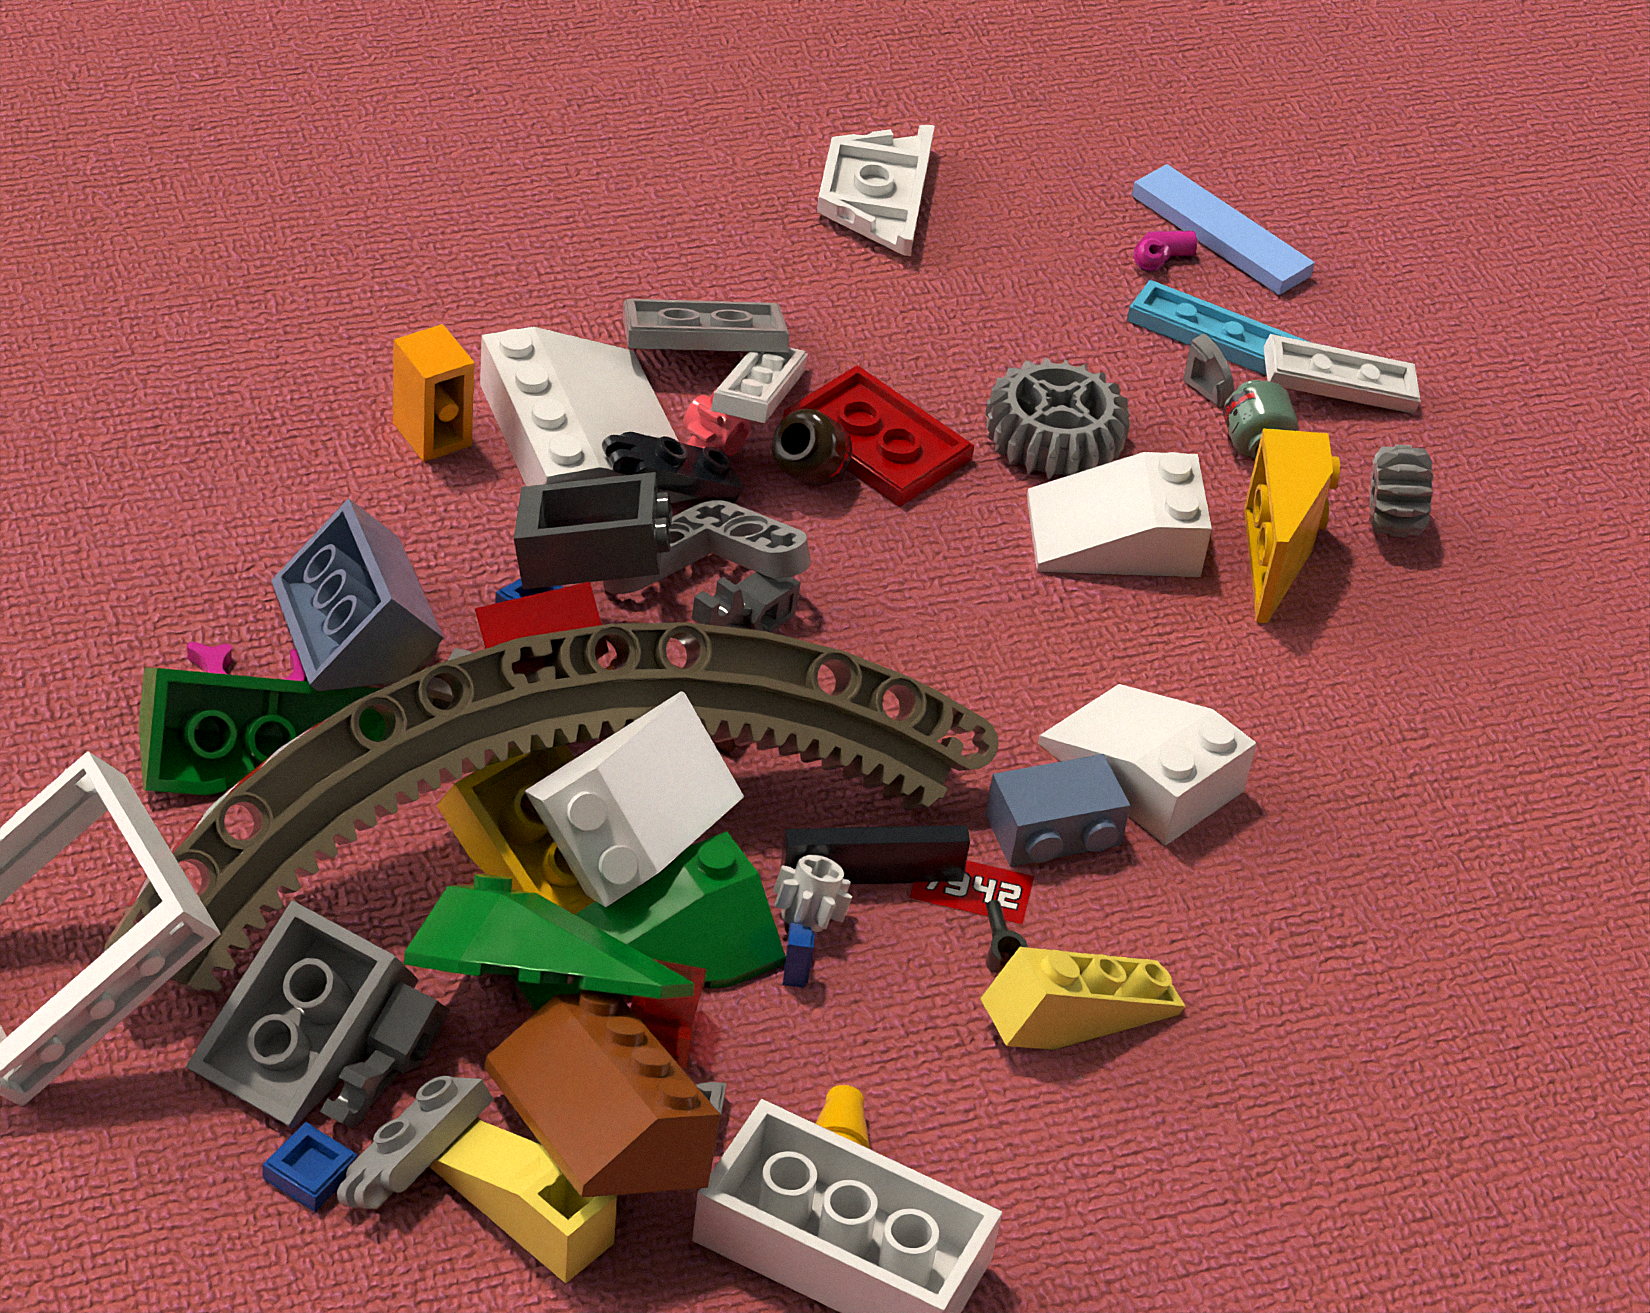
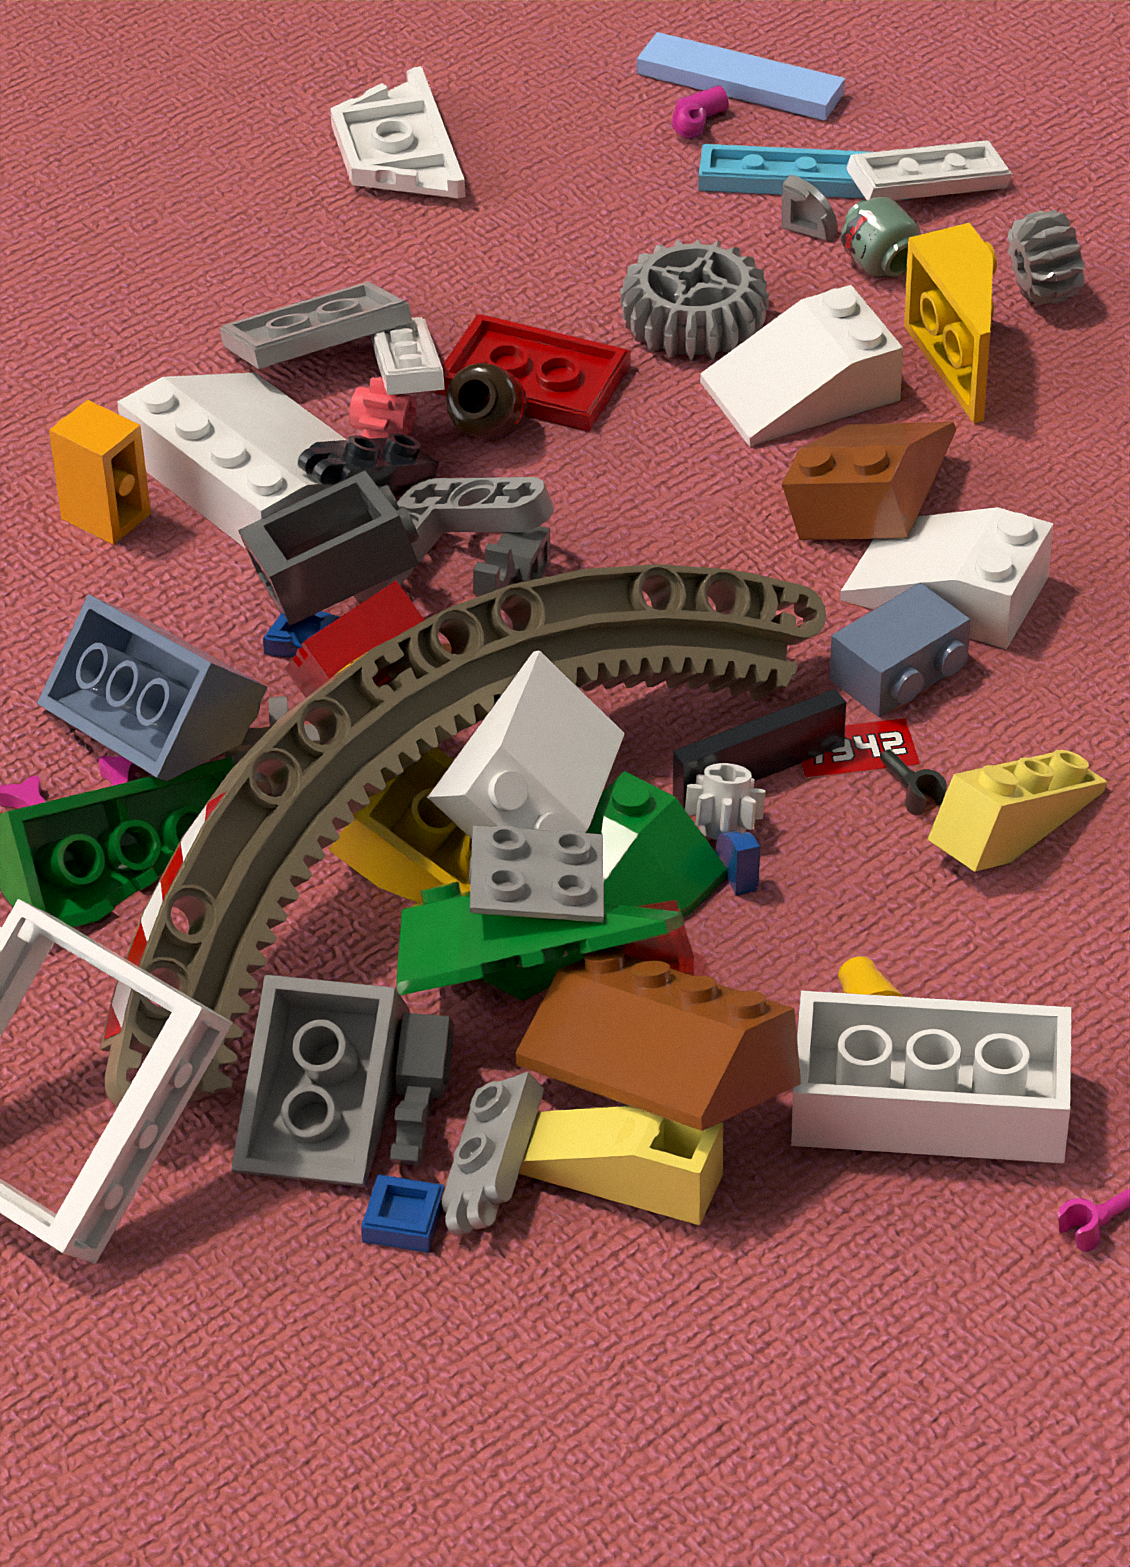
camera: 15 degrees left, 0 degrees up
(575, 898) = (536, 873): none -> light grey hinge
(1115, 638) = (865, 479): none -> dark orange slope

